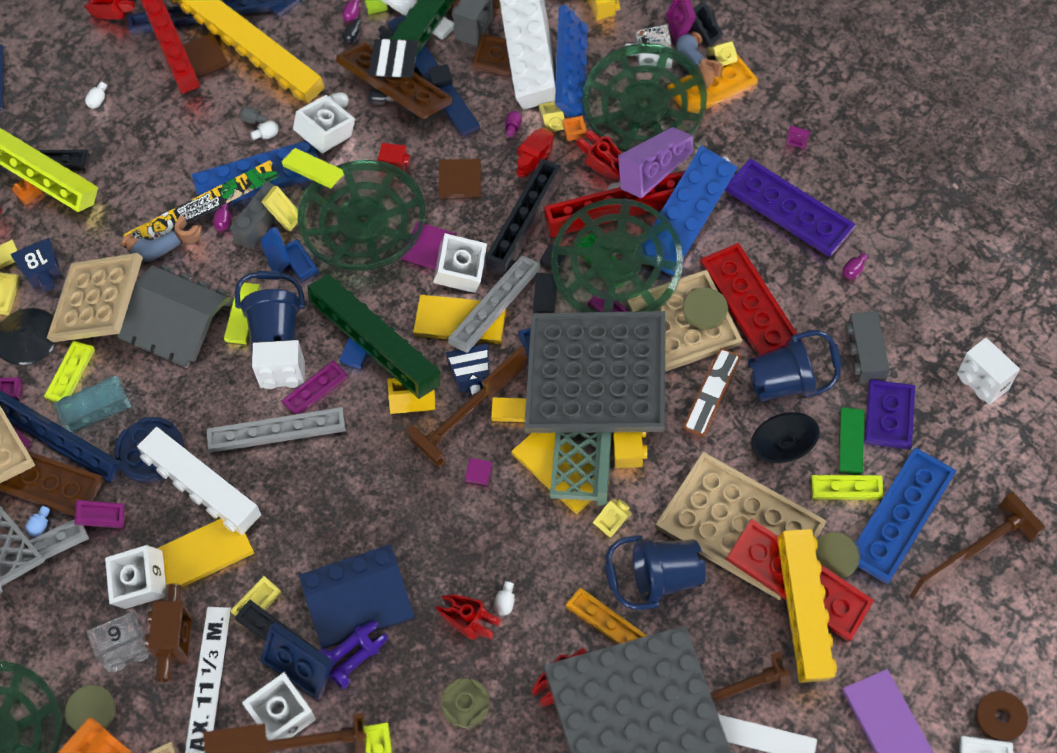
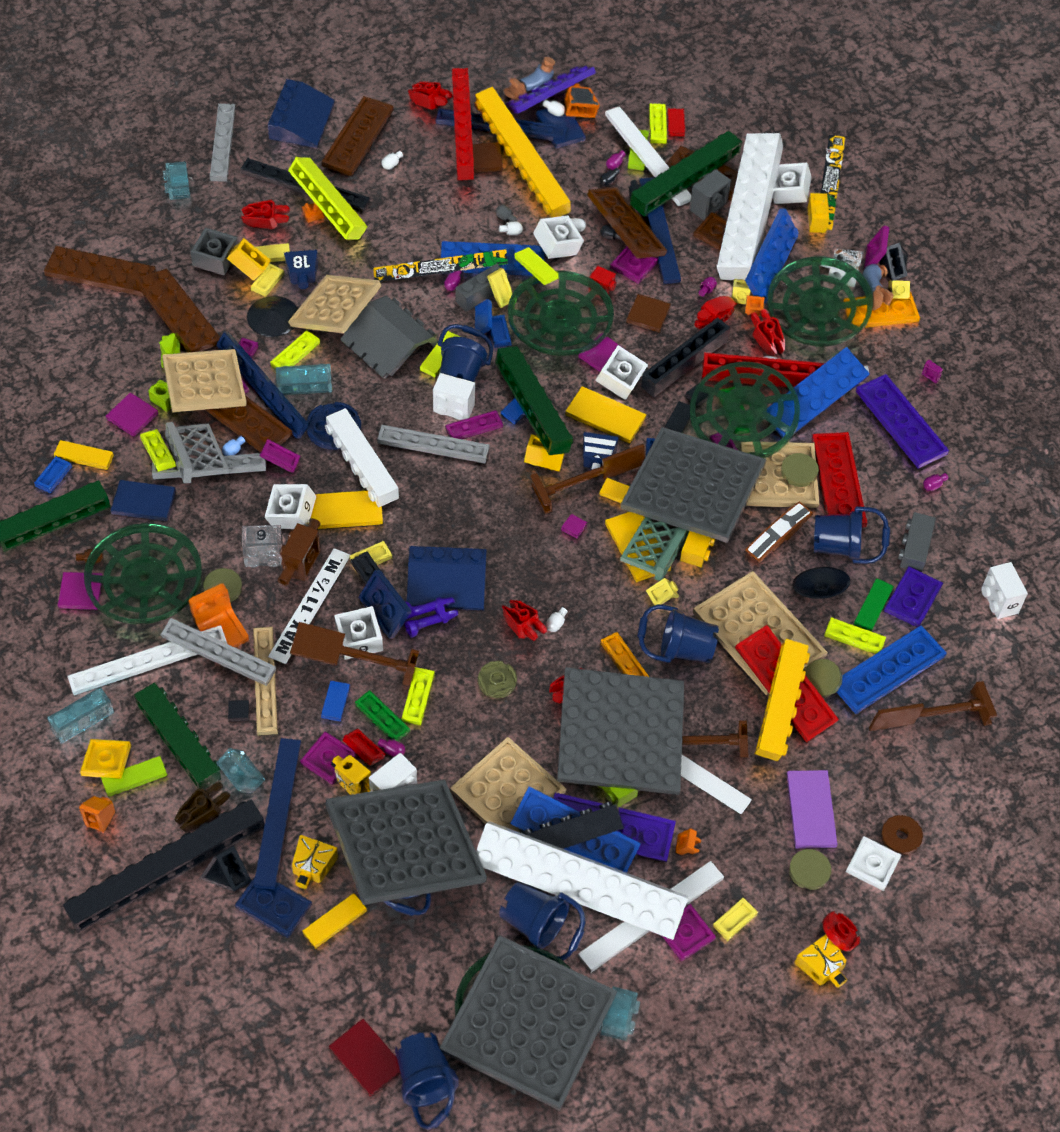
camera: 15 degrees right, 5 degrees down
(45, 80) = (357, 136): none -> reddish brown plate
(160, 246) = (395, 285): piece -> none
(393, 58) = (632, 205): black sticker -> none
(418, 130) = (631, 267): none -> magenta tile
(440, 75) = (665, 231): black tile -> none
(494, 304) = (636, 410): light grey plate -> none
(653, 160) = (803, 346): medium lavender wedge -> none

